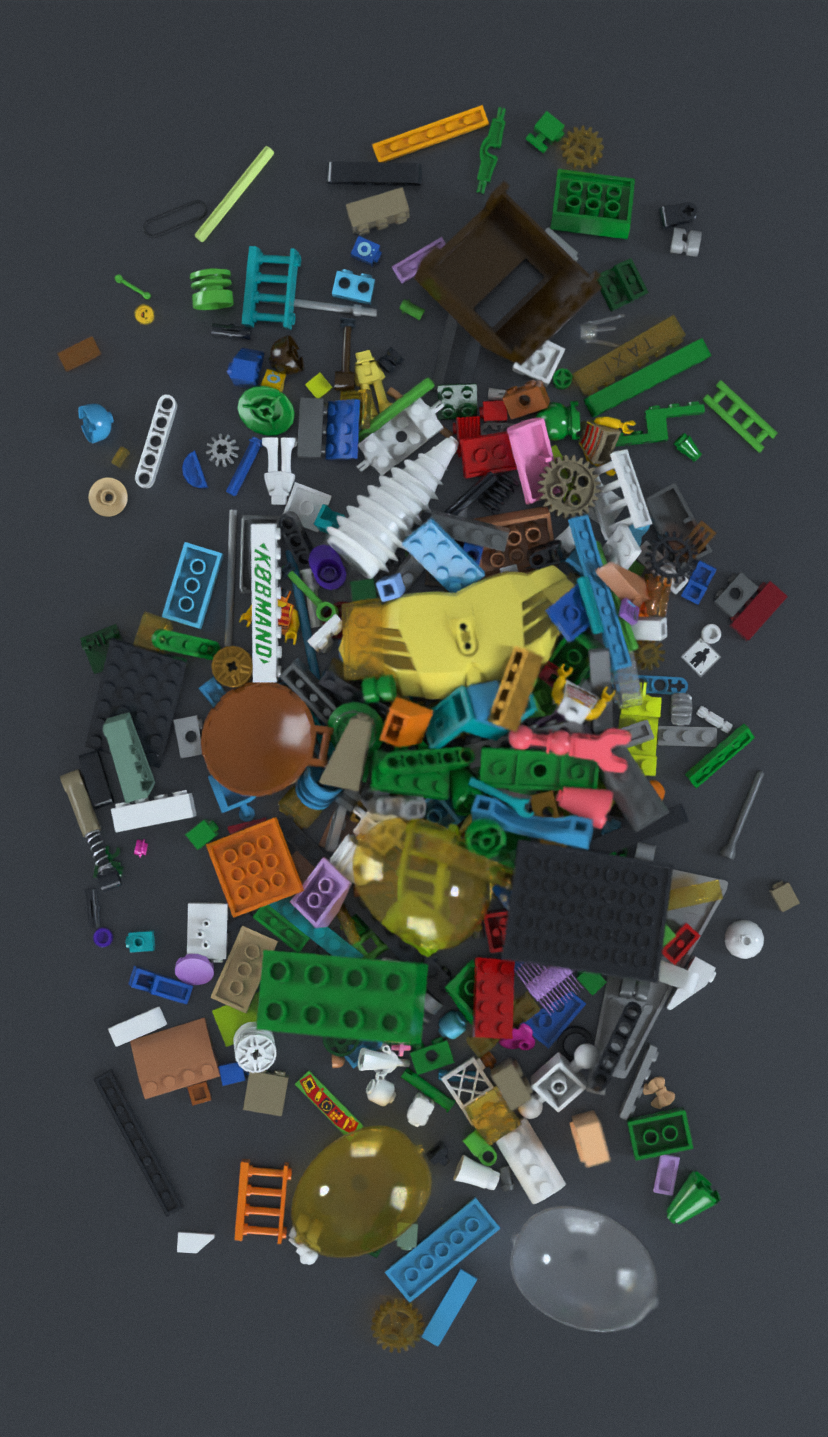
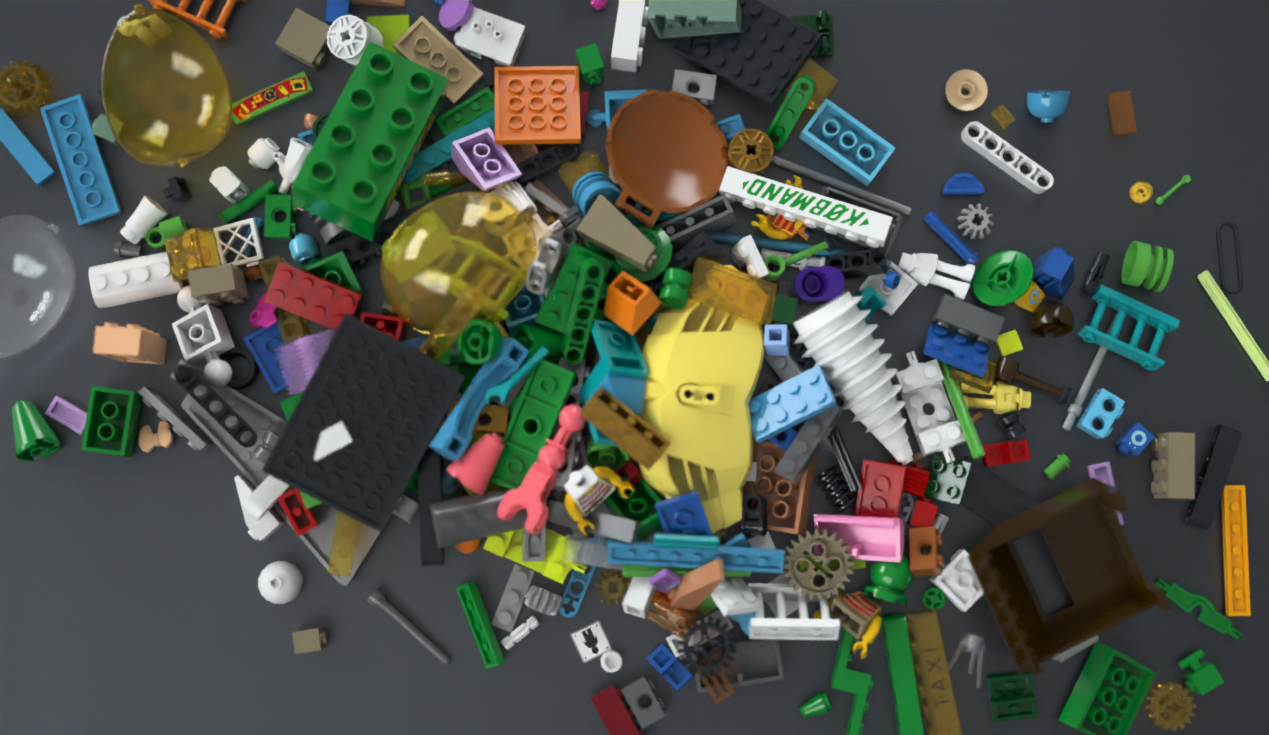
camera: 105 degrees right, 5 degrees down
(300, 505) = (892, 279): none -> blue hinge
(415, 357) = (1006, 453): none -> red slope
(611, 931) = (332, 439): none -> white tile

